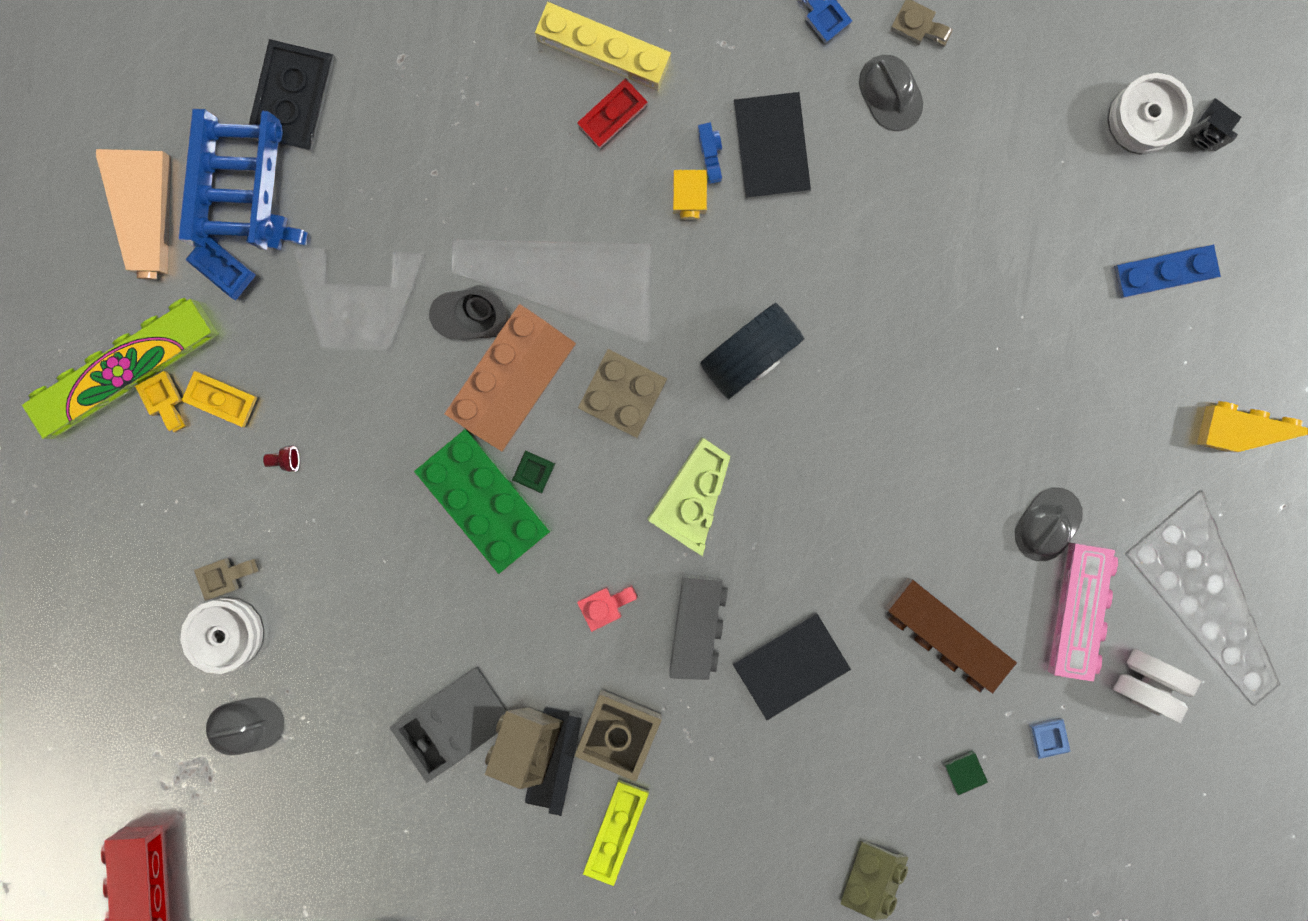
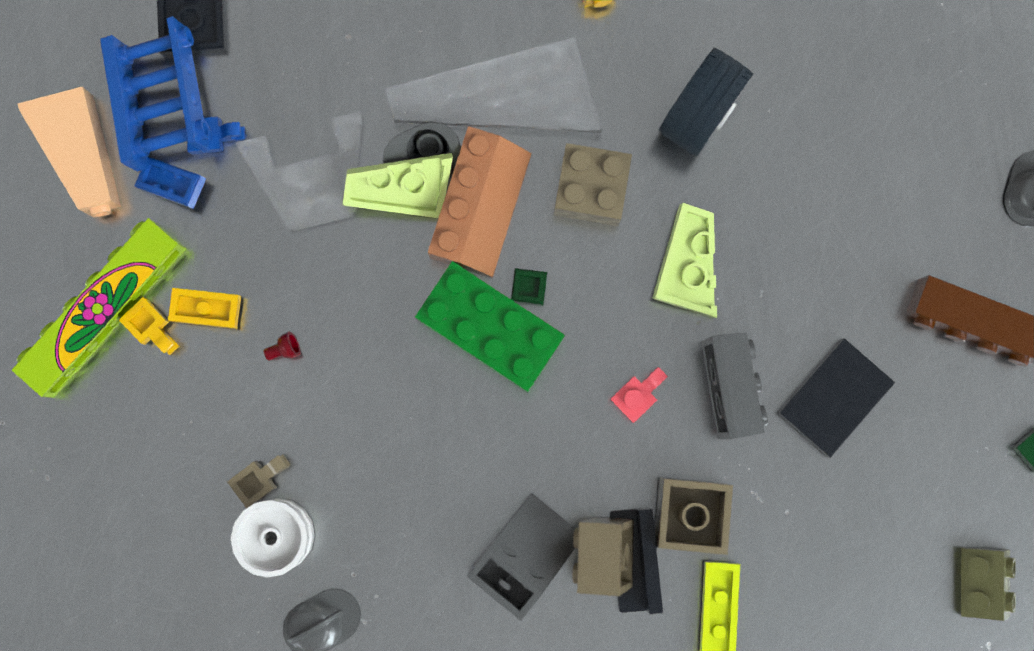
camera: 25 degrees left, 5 degrees down
(438, 340) = (400, 186): none -> yellowish green wing

